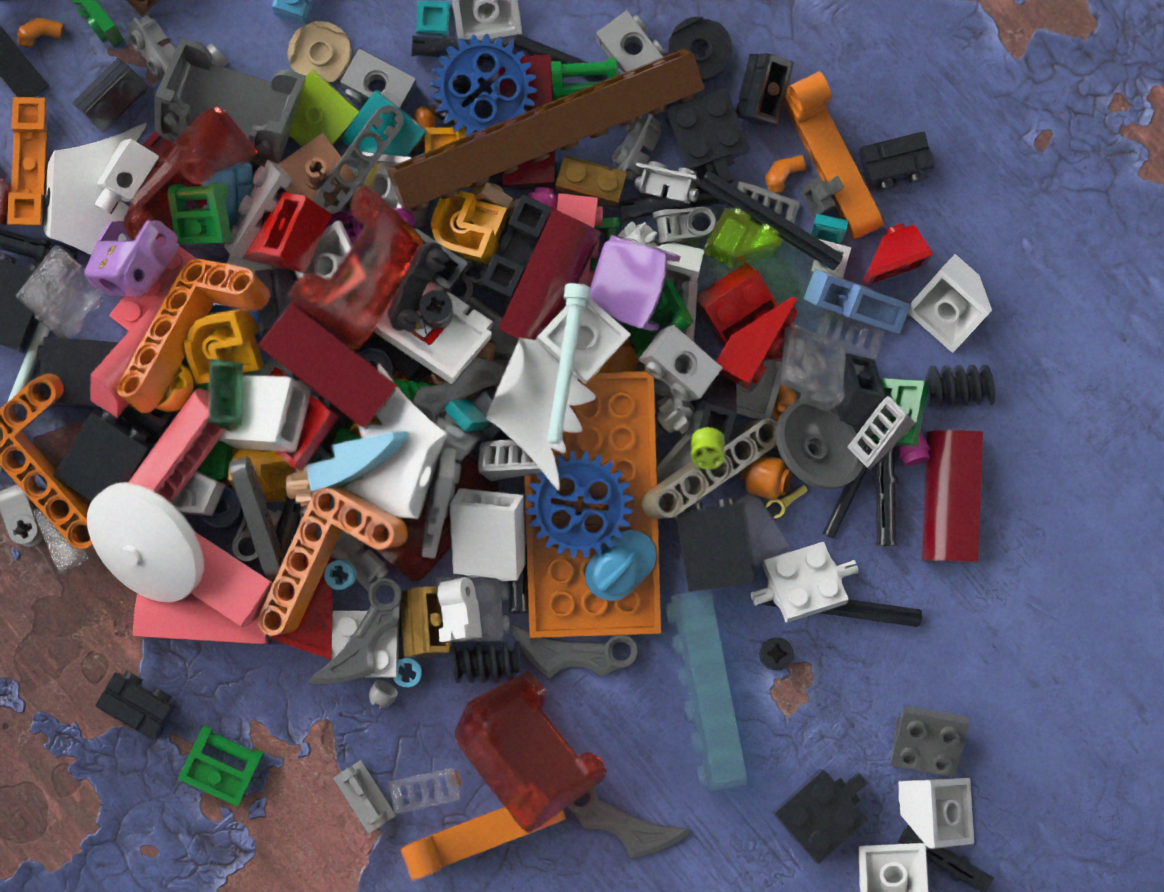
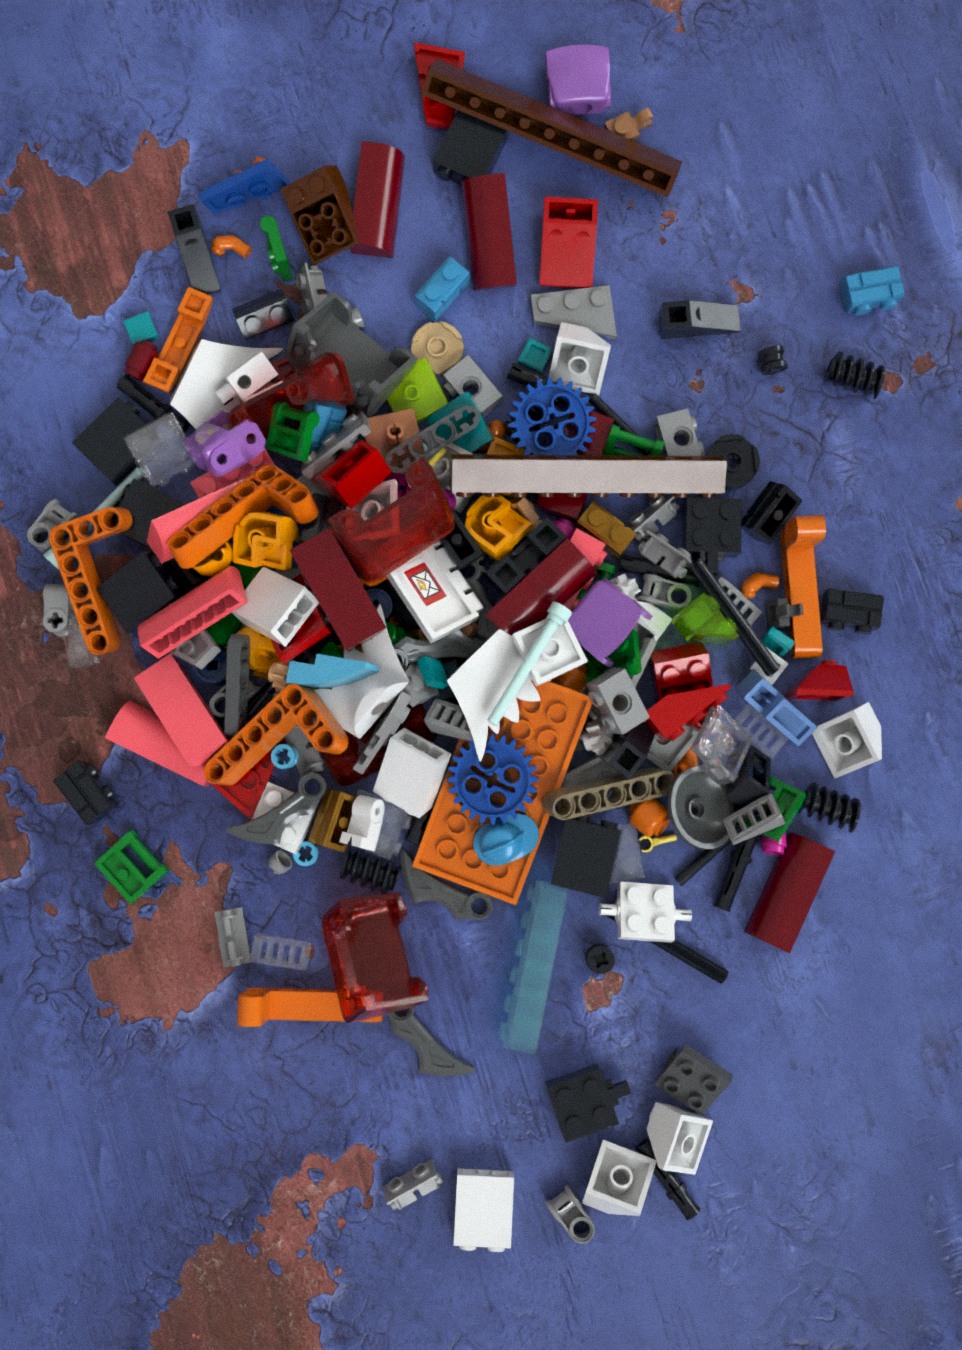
camera: 25 degrees right, 0 degrees up
(145, 542) = (141, 669): white dish -> none
(225, 394) = (249, 579): clear green slope -> none
(425, 263) = (425, 561): black piece -> none
(437, 316) = (443, 586): black wheel -> none
(707, 448) = (612, 777): lime wheel -> none

